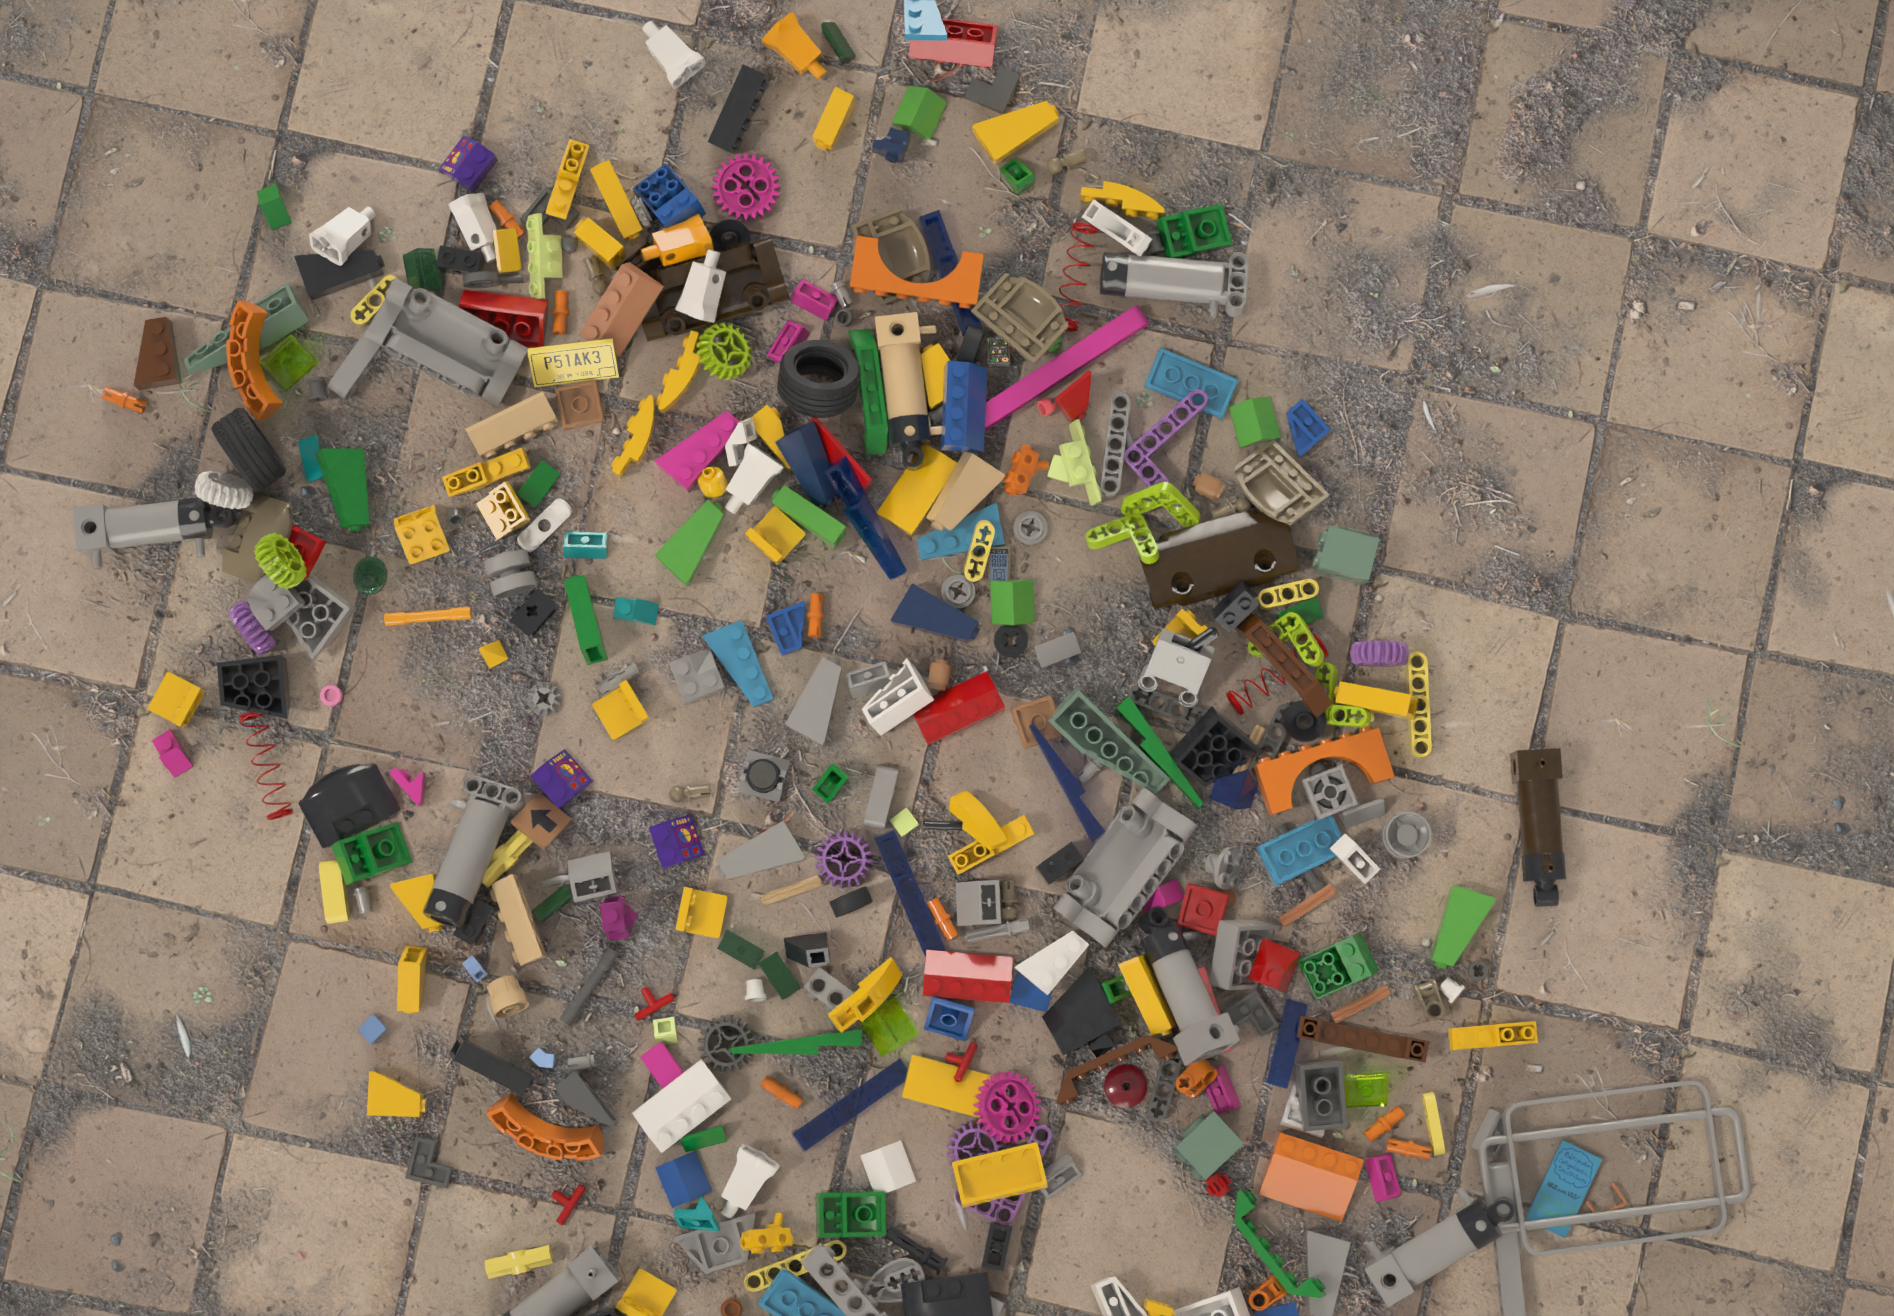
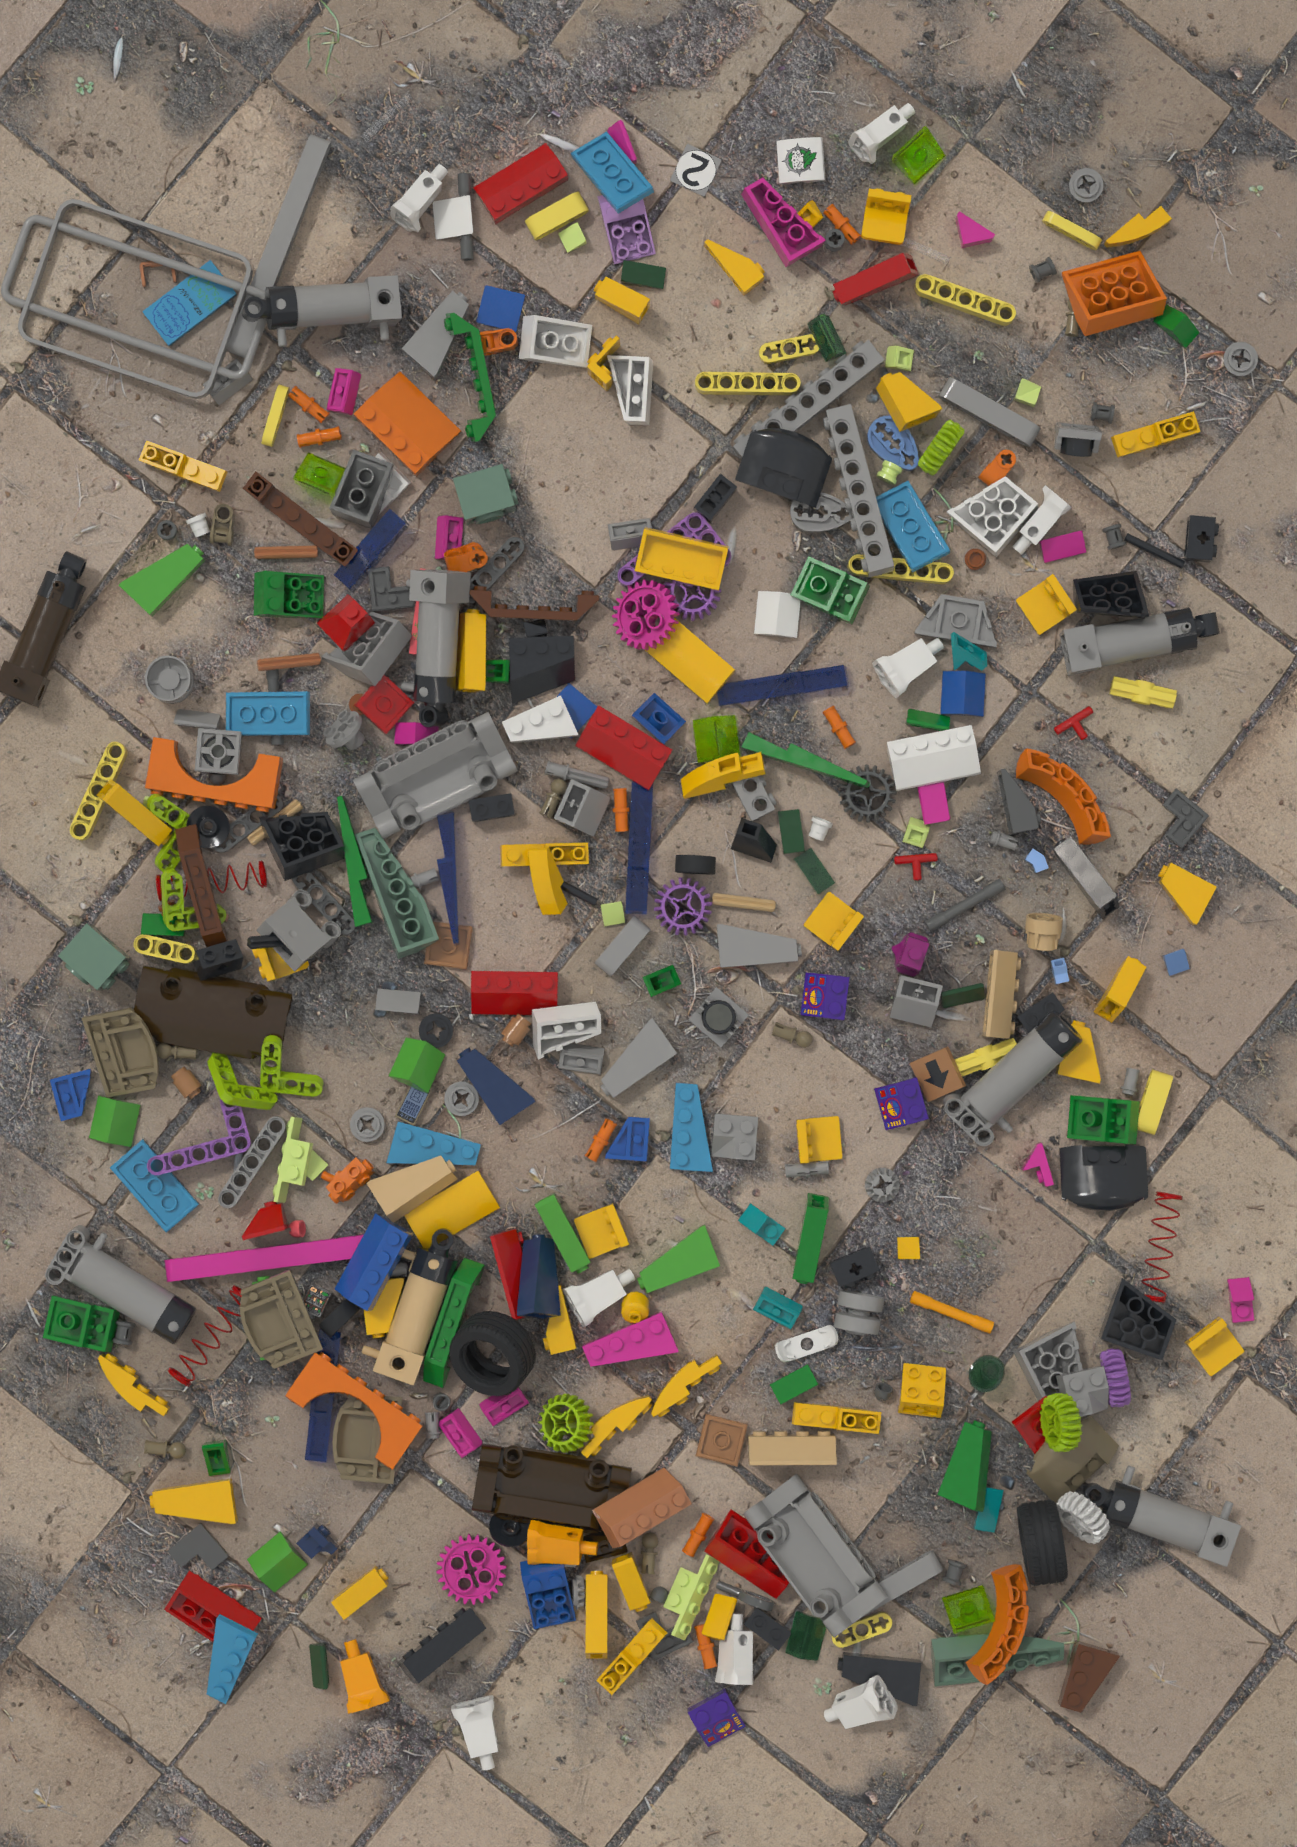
camera: 155 degrees left, 5 degrees up
(124, 400) = (1134, 1648): orange pin -> none
(273, 207) = (914, 1765): green slope -> none
(331, 695) = (1073, 1282): bright pink tile -> none
(503, 511) = (838, 1374): yellow brick -> none
(573, 362) = (708, 1480): light yellow tile -> none
(703, 289) = (558, 1489): white piece -> none
(742, 434) = (587, 1336): white slope -> none
(772, 1238) = (908, 602): yellow brick -> none
(864, 517) = (513, 1206): clear blue slope -> none
(928, 1257) = (778, 522): black pin -> none
(962, 1061) = (664, 674): red piece -> none
(980, 566) = (409, 1133): light yellow beam -> none
(1114, 1081) = (531, 594): dark red dish -> none
(1117, 227) = (149, 1361): white arch -> none
(1218, 1184) = (492, 455): red gear -> none
(1235, 790) = (302, 795): clear blue slope -> none
(1355, 858) = (226, 681): white brick -> none
(1379, 653) = (110, 853): medium lavender gear -> none

